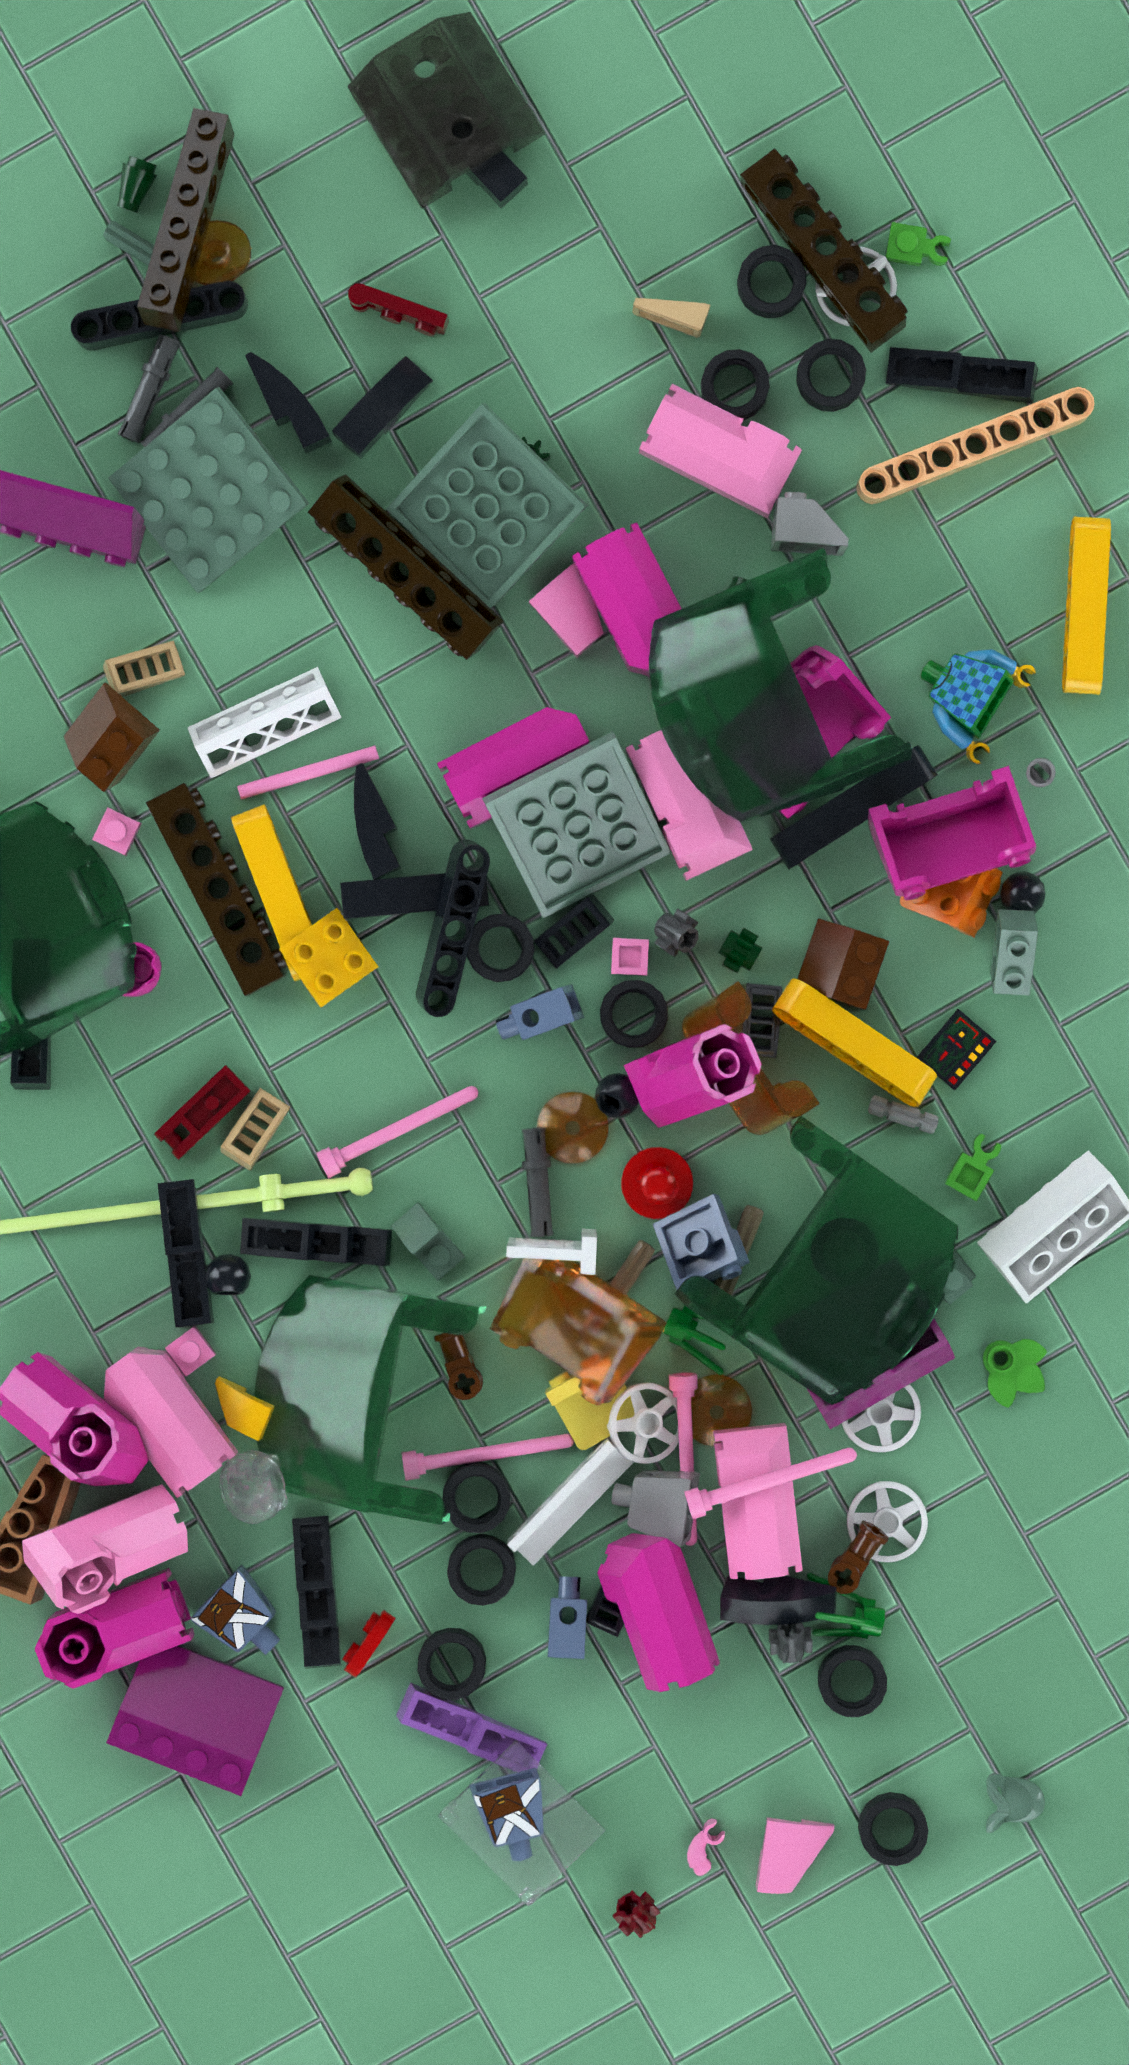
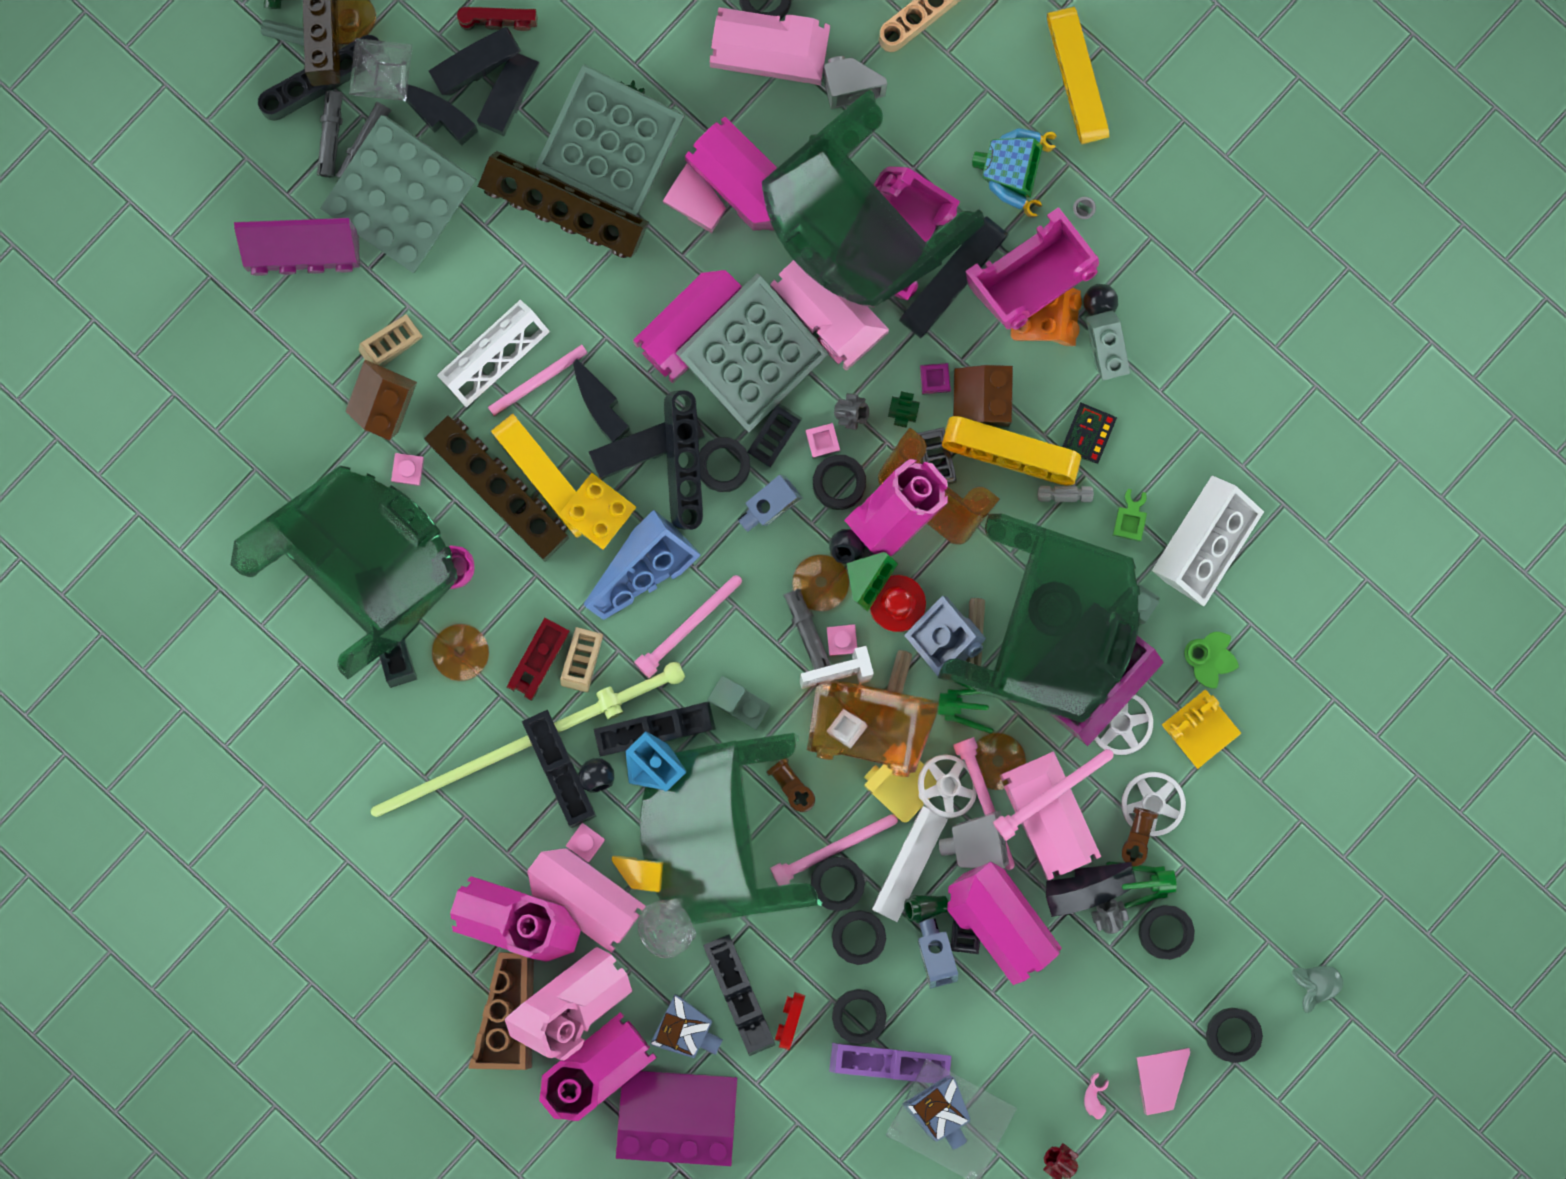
camera: 20 degrees left, 5 degrees down
(130, 1069) = (472, 661): none -> clear orange dish
(234, 329) = (380, 69): none -> clear slope
(301, 1285) = (653, 763): none -> dark azure slope
(353, 355) = (474, 61): none -> black slope
(371, 1032) = (646, 558): none -> medium blue wedge
(546, 1316) = (847, 728): none -> white tile
(571, 1559) = (923, 907): none -> dark green cone
(576, 1205) = (841, 640): none -> bright pink plate
(631, 1143) = (869, 576): none -> green slope
(790, 923) = (935, 378): none -> magenta tile
(974, 1450) = (1201, 728): none -> yellow hinge

